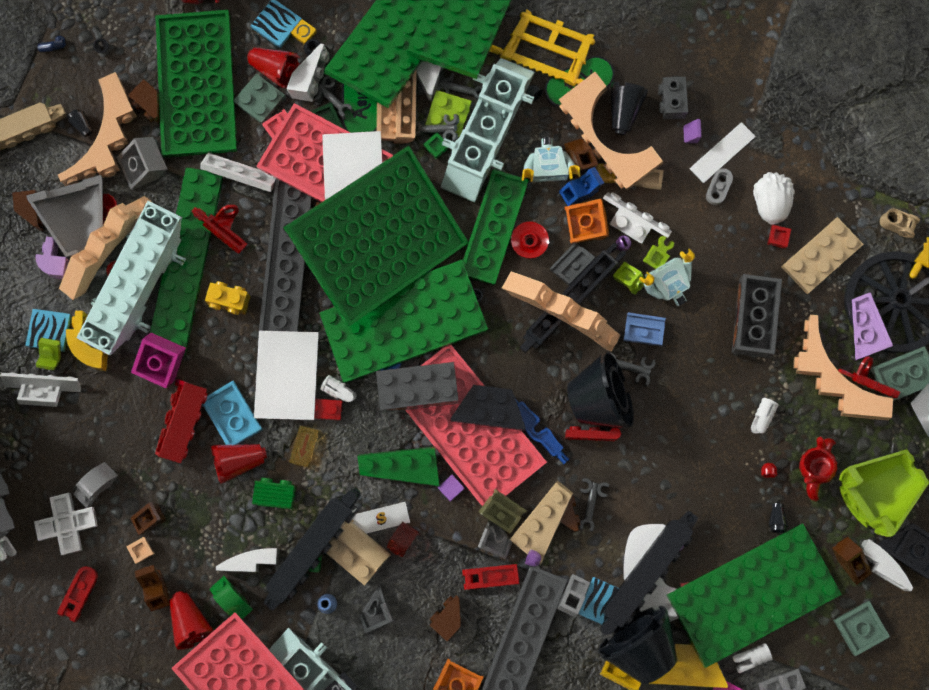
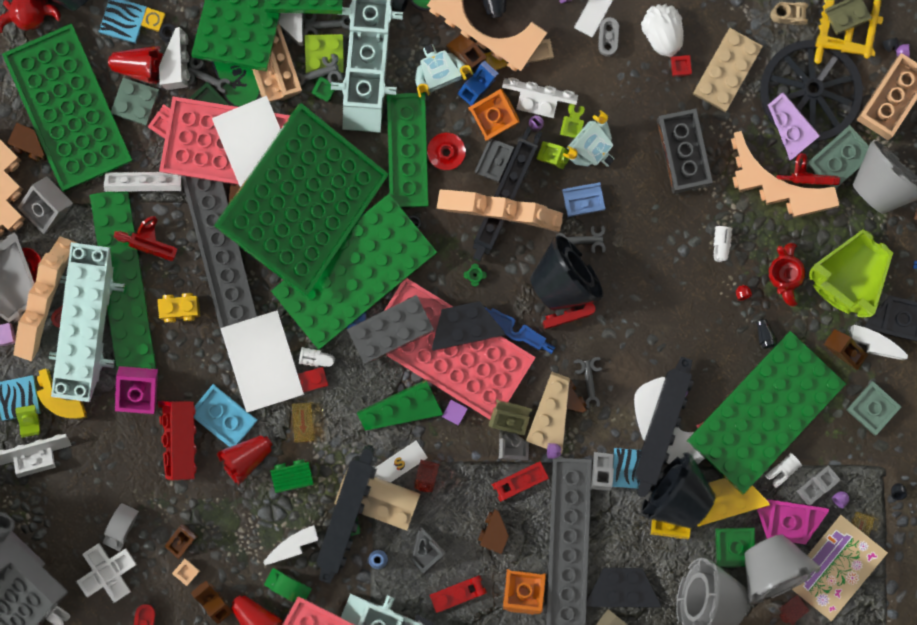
camera: 25 degrees left, 5 degrees up
(390, 665) = (457, 594): none -> red plate
(516, 359) = (475, 280): none -> green plate

